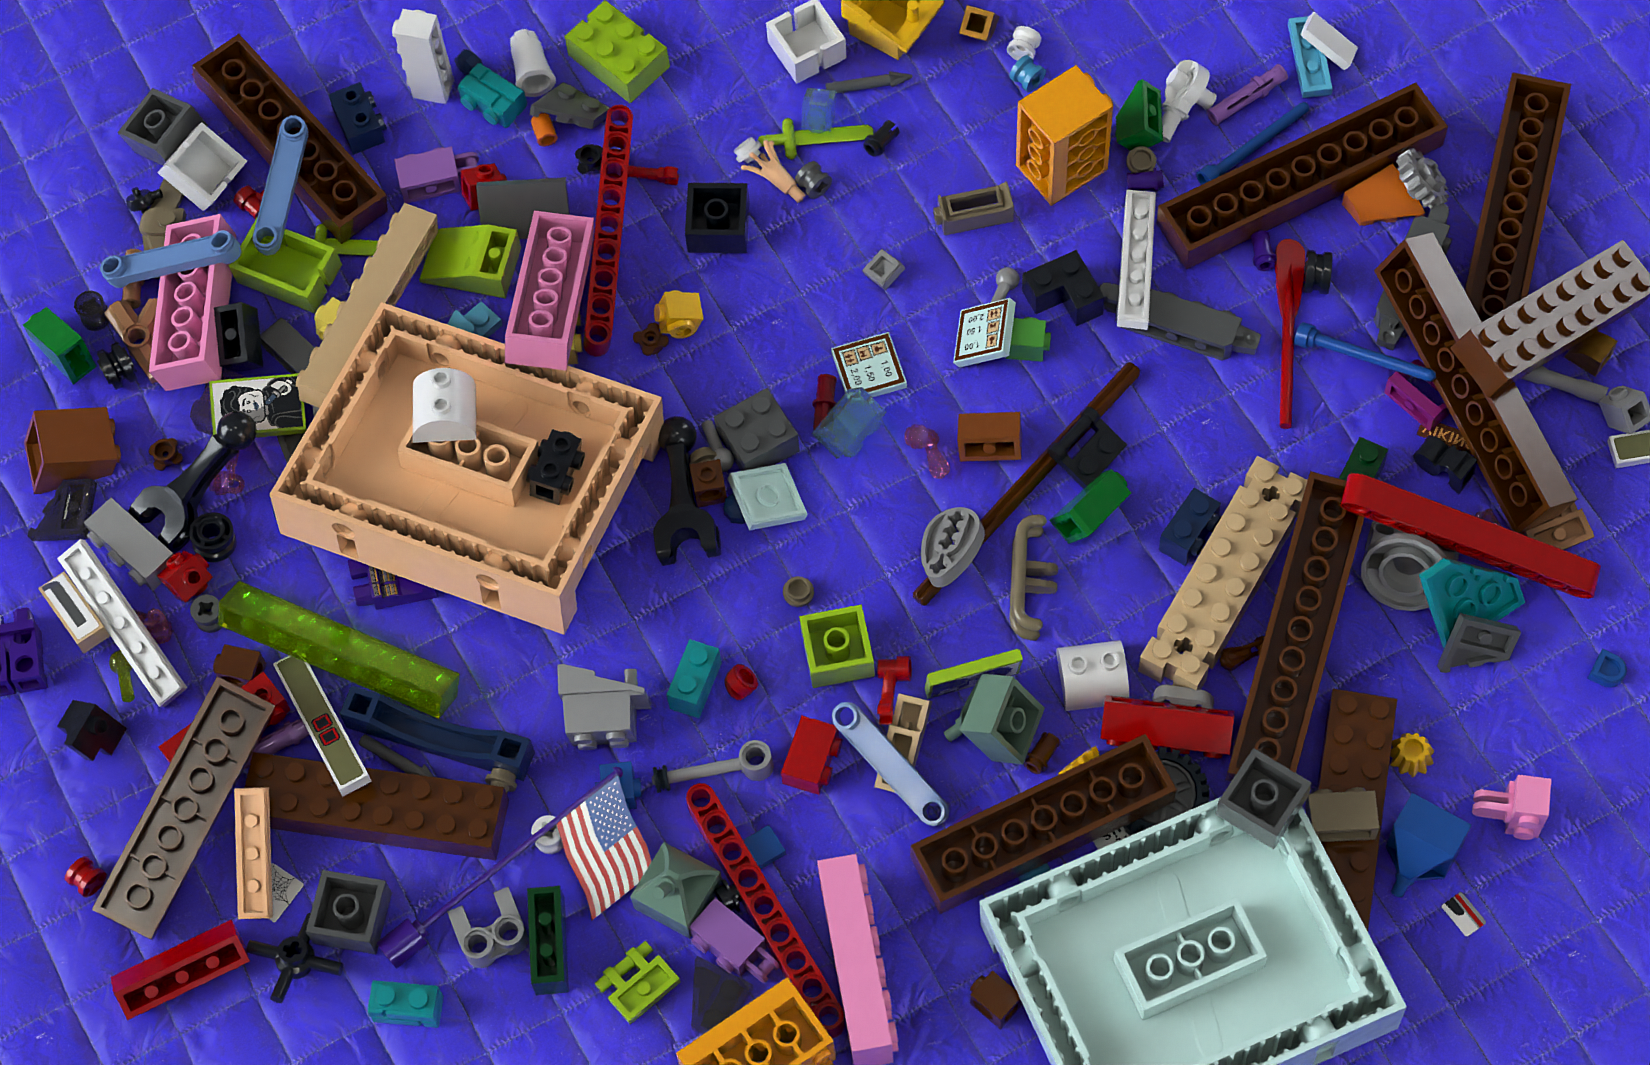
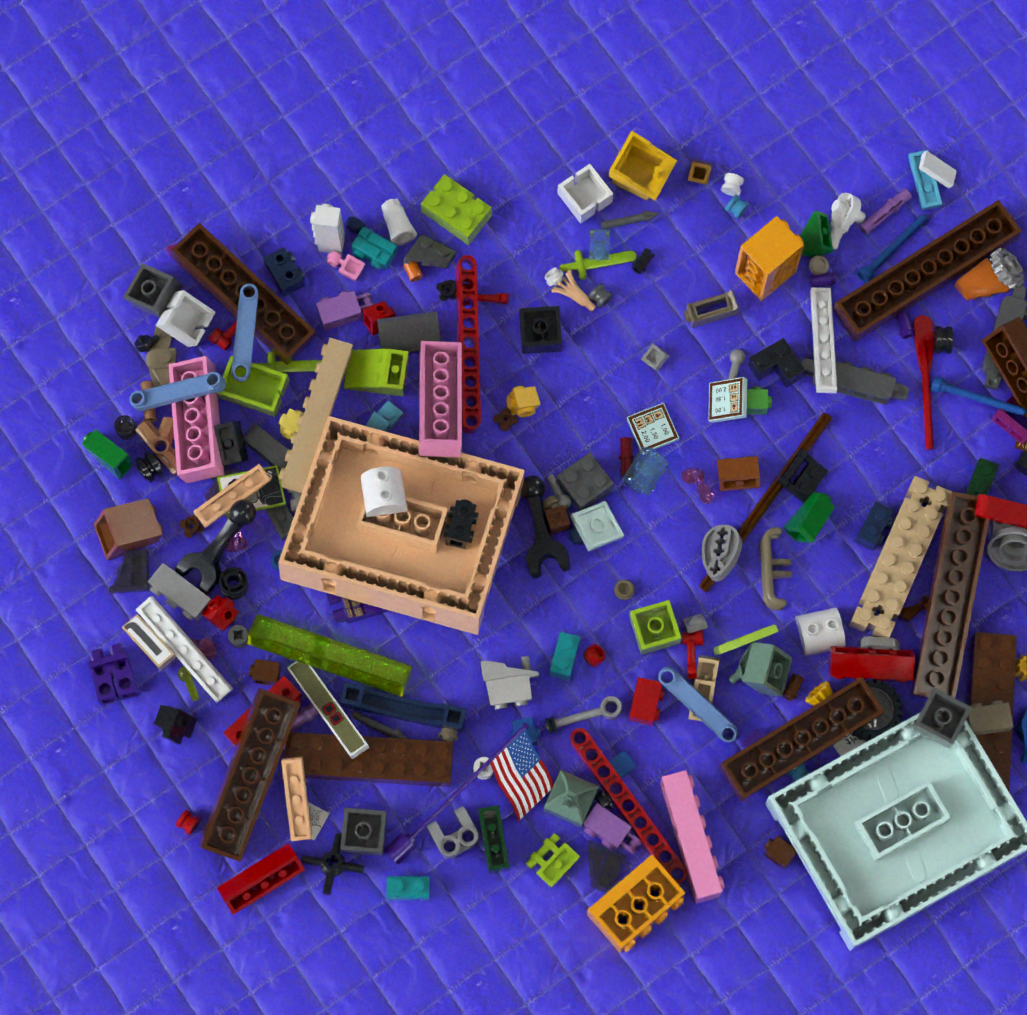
camera: 10 degrees left, 10 degrees up
(245, 397) = (239, 489): none -> light nougat tile
(452, 119) = (350, 267): none -> bright pink plate
(900, 646) = (695, 623): none -> light grey tile

